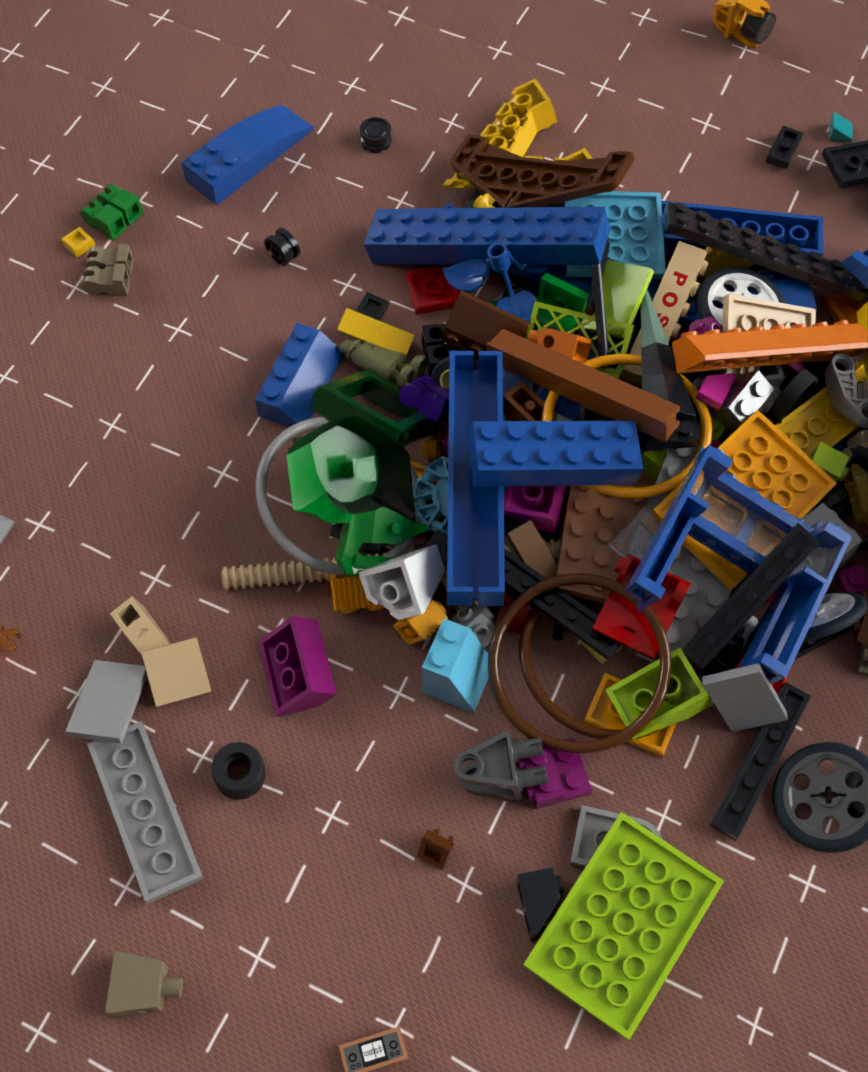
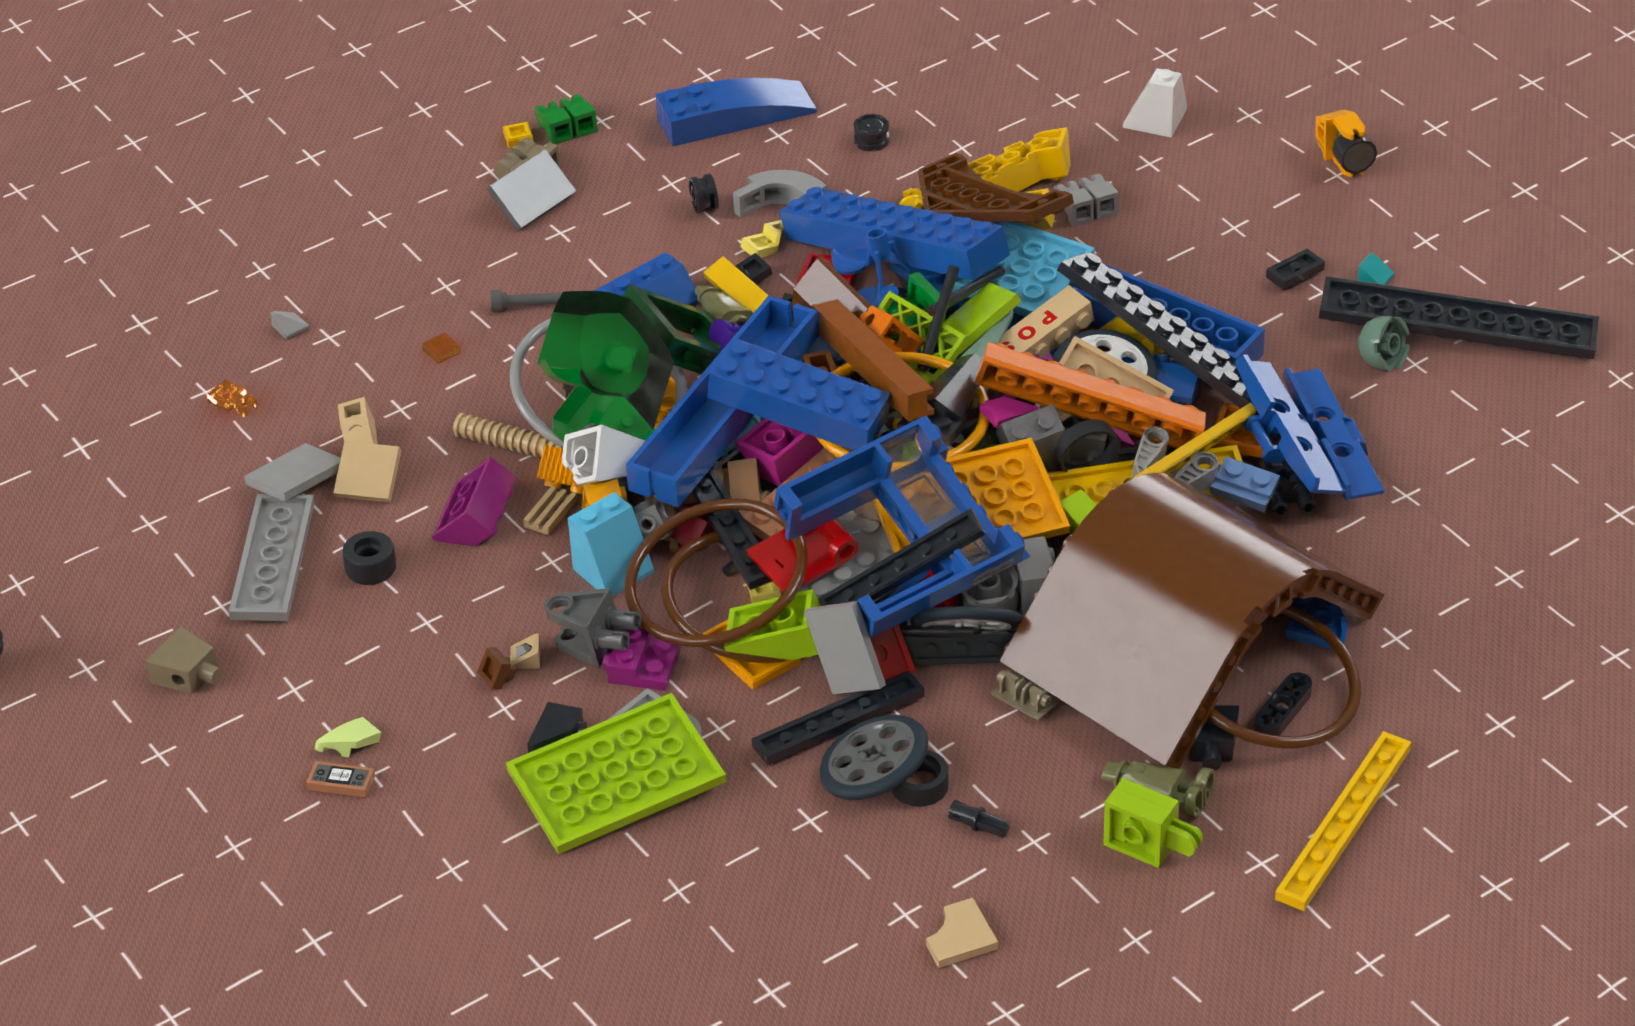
camera: 30 degrees right, 20 degrees down
(132, 298) = (531, 189): none -> tile
(151, 496) = (441, 348): none -> clear orange tile
(175, 424) = (502, 300): none -> dark grey piece
(340, 216) = (772, 188): none -> light grey arch
(352, 997) = (349, 735): none -> yellowish green slope
(359, 275) = (766, 242): none -> light yellow slope
(363, 616) = (545, 509): none -> tan tile
(448, 814) = (526, 653): none -> tan slope
(585, 32) = (1159, 105): none -> white slope
(588, 134) = (1090, 199): none -> light grey legs

